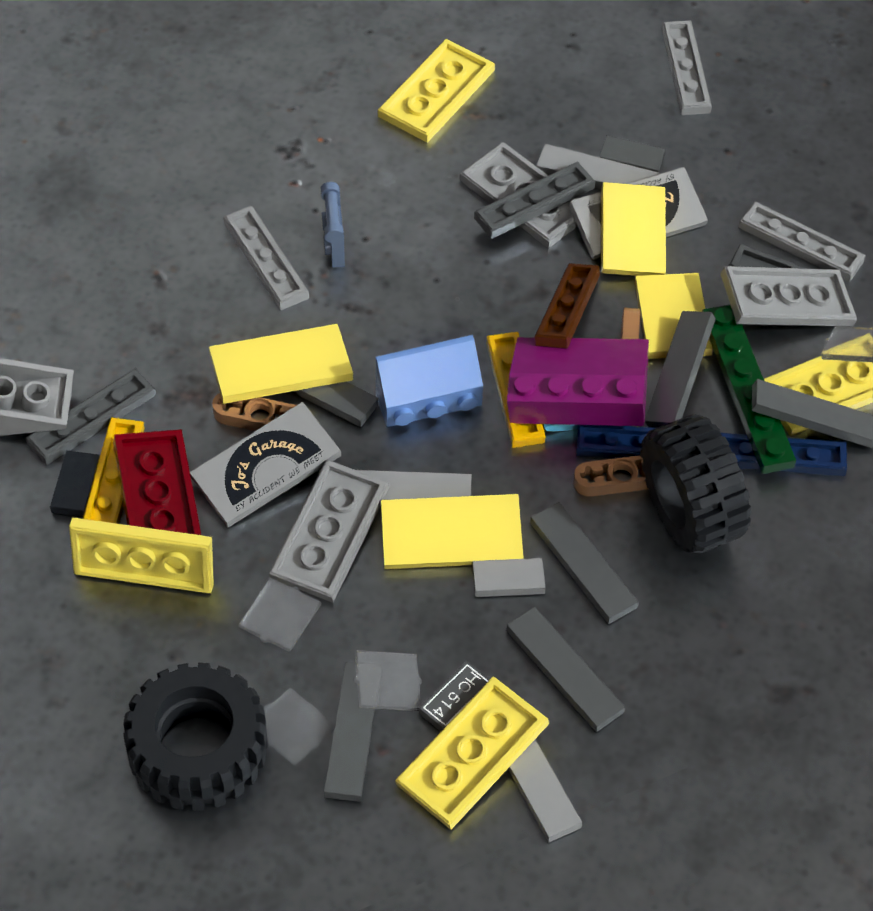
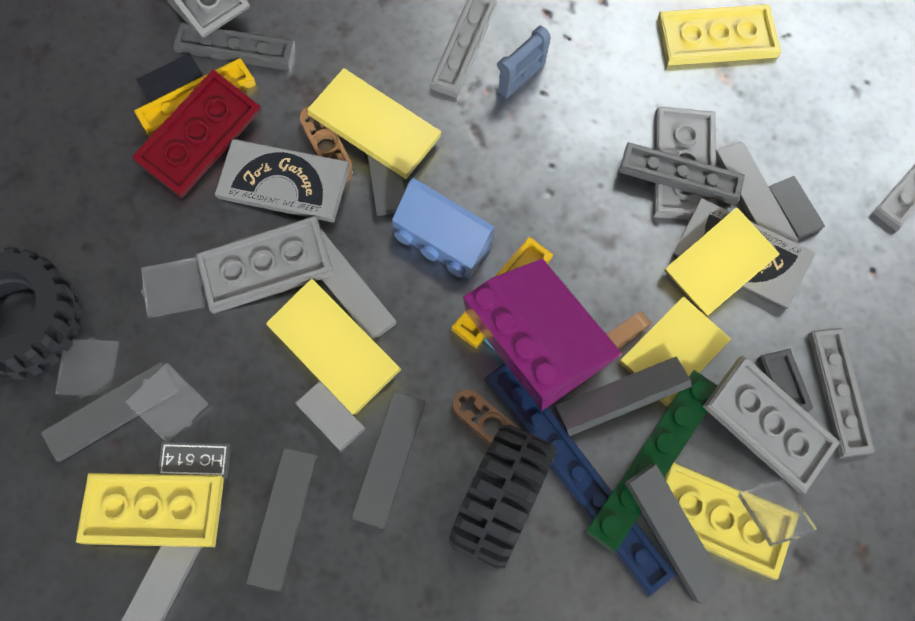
camera: 45 degrees right, 15 degrees up
(142, 555) = (129, 163): light yellow tile -> none
(567, 306) = (602, 270): reddish brown tile -> none

